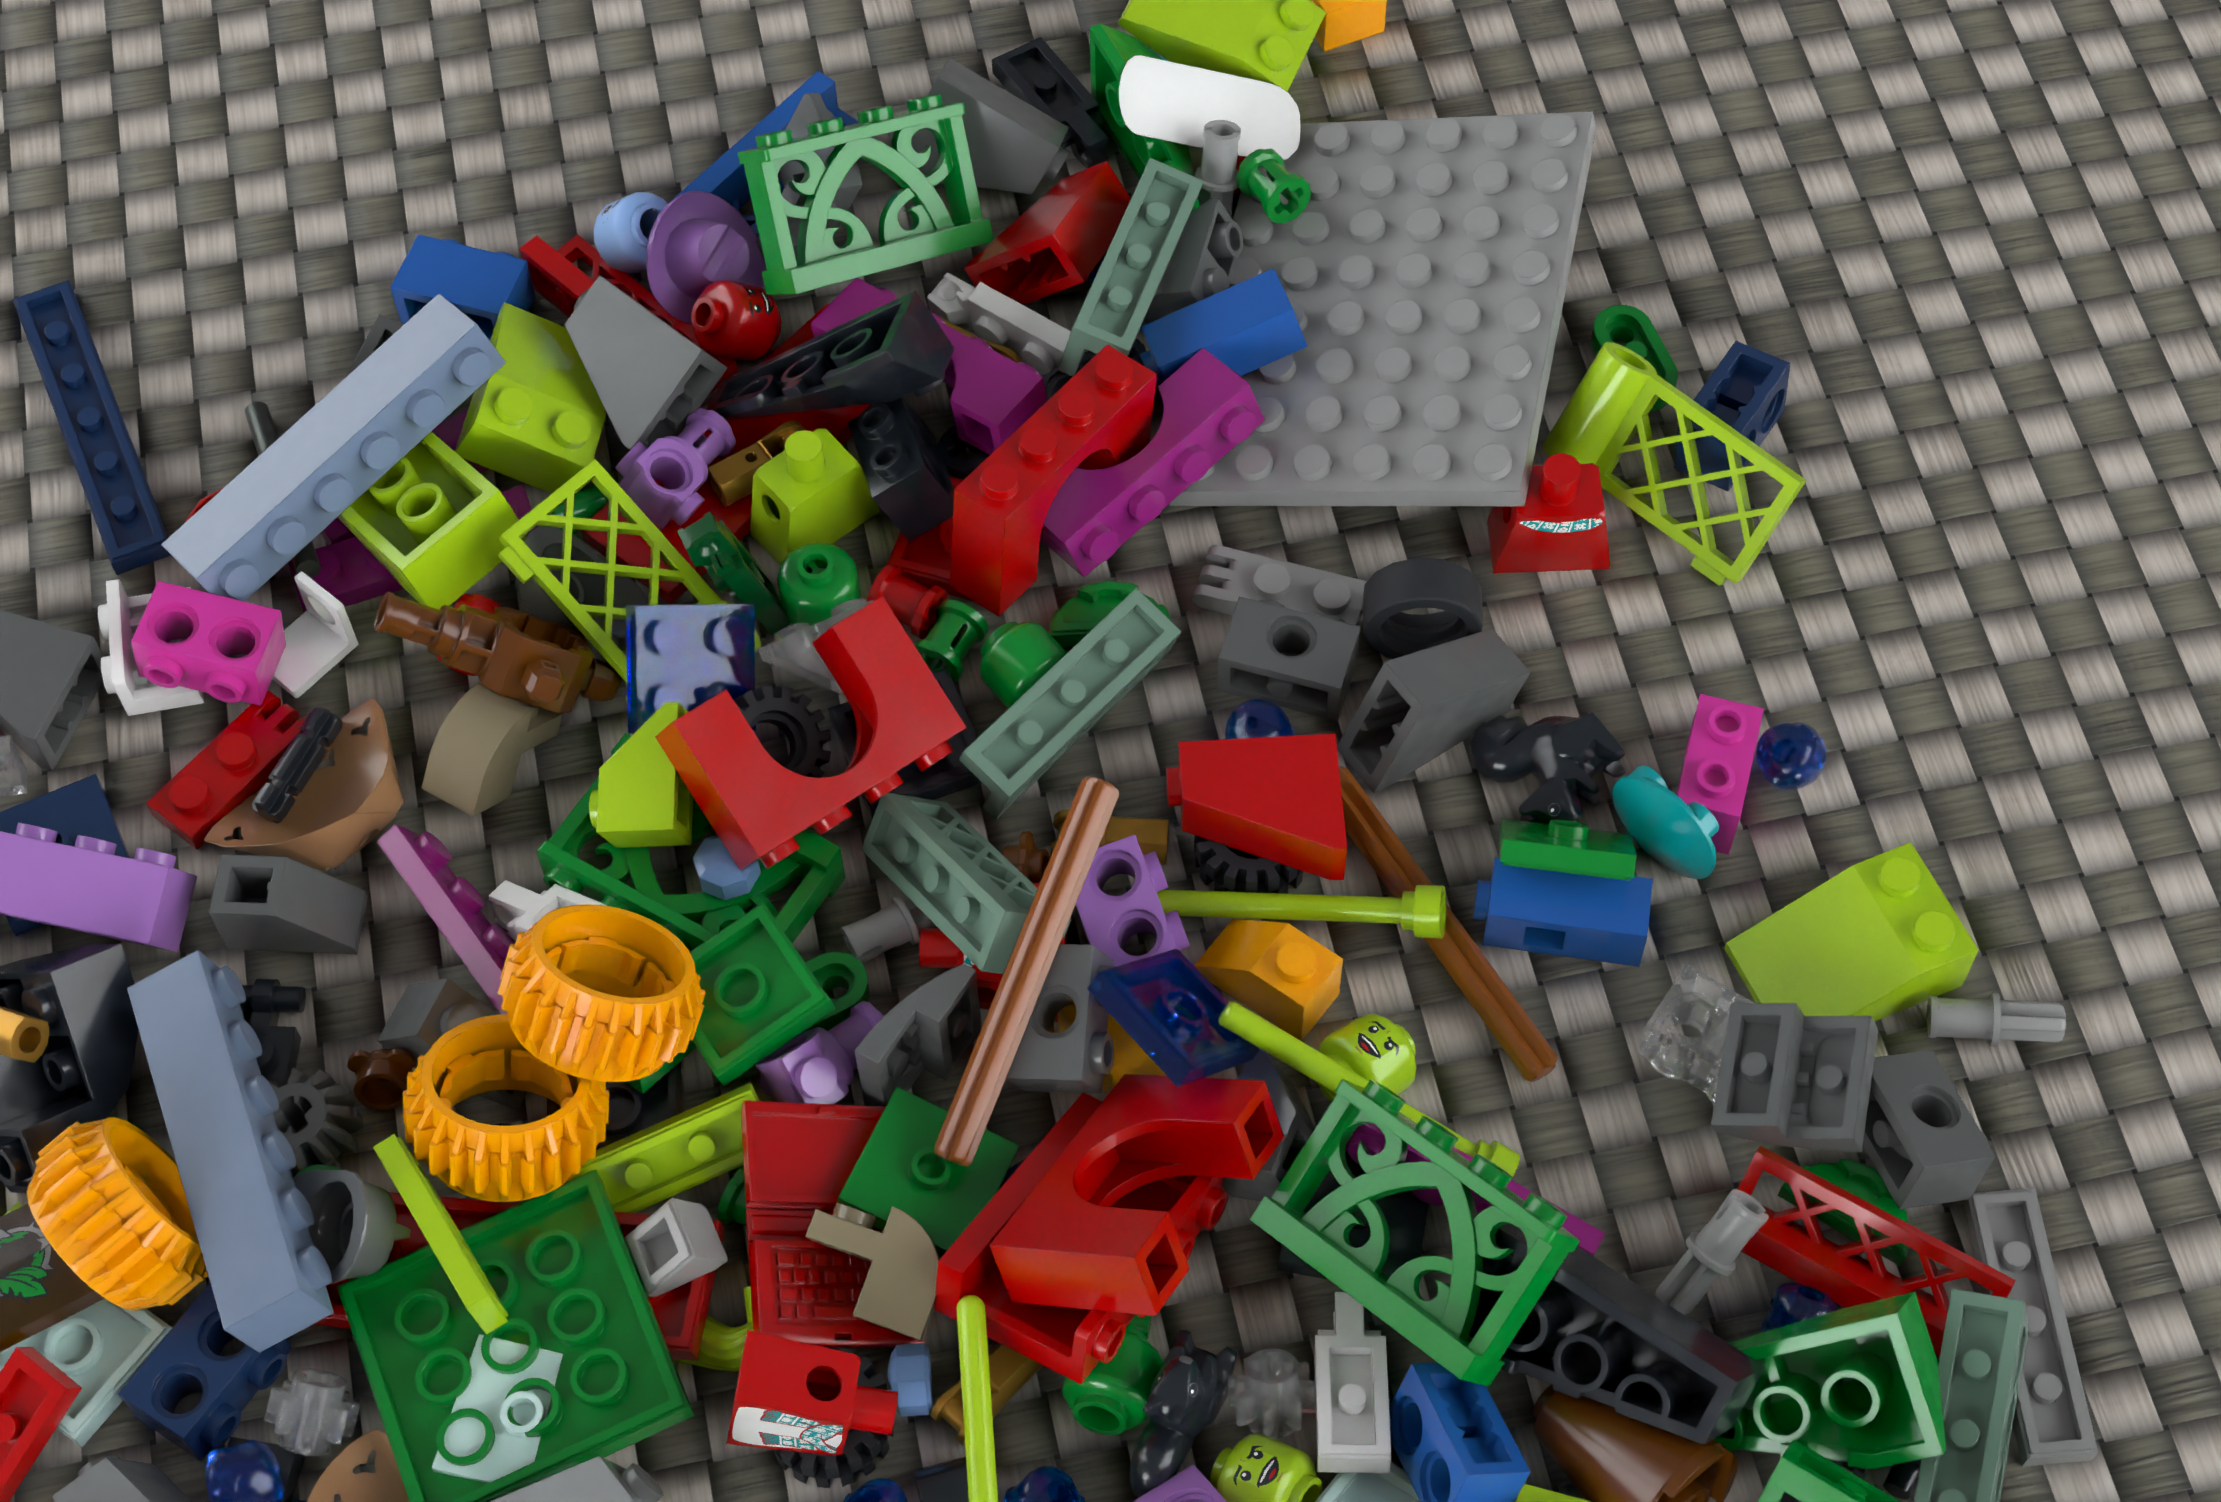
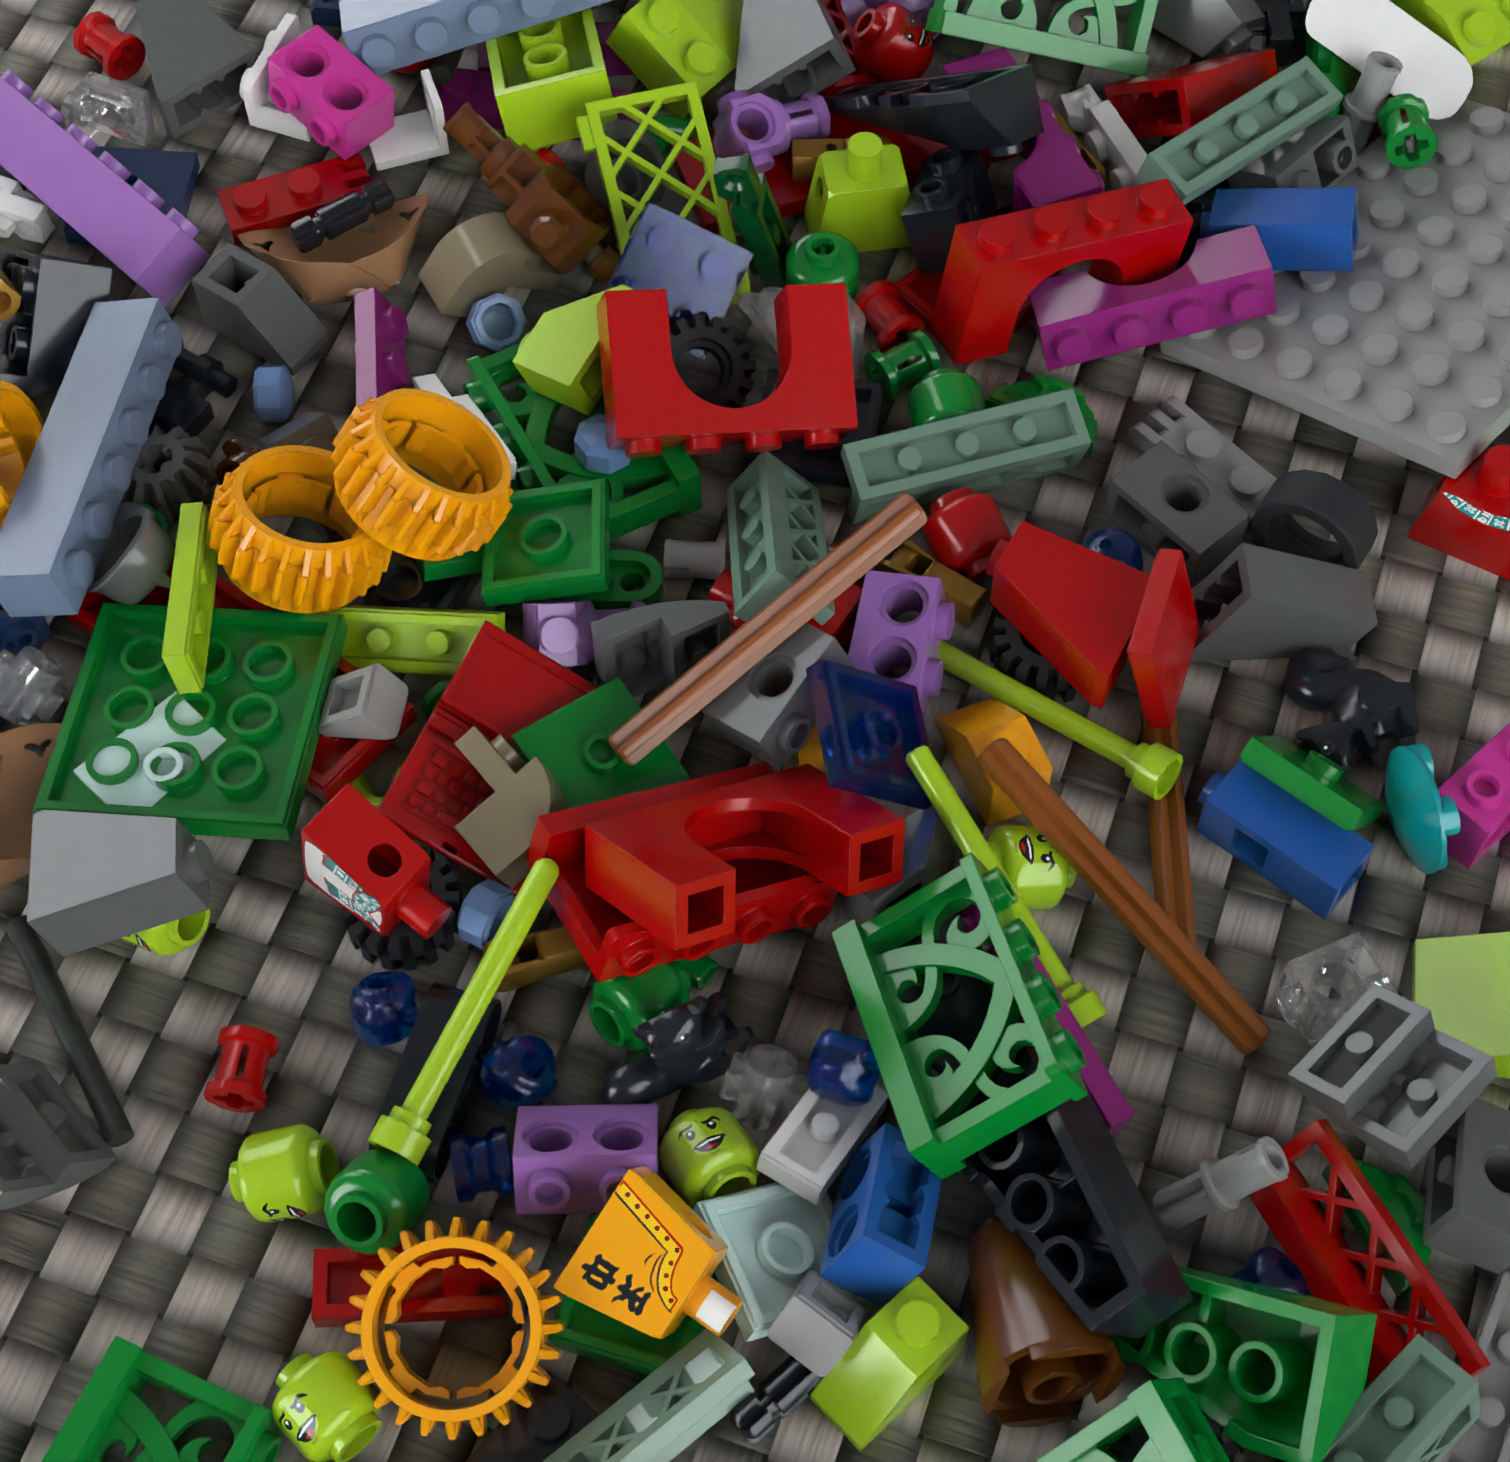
camera: 30 degrees right, 0 degrees up
(355, 983) = (273, 393): none -> medium blue tile
(530, 796) = (496, 322): none -> medium blue tile
(1126, 766) = (965, 531): none -> red head
(1341, 1337) = (842, 1069): none -> clear blue piece
(1368, 786) = (1163, 638): none -> red tile
(1471, 1041) = (1124, 896): none -> dark orange axle

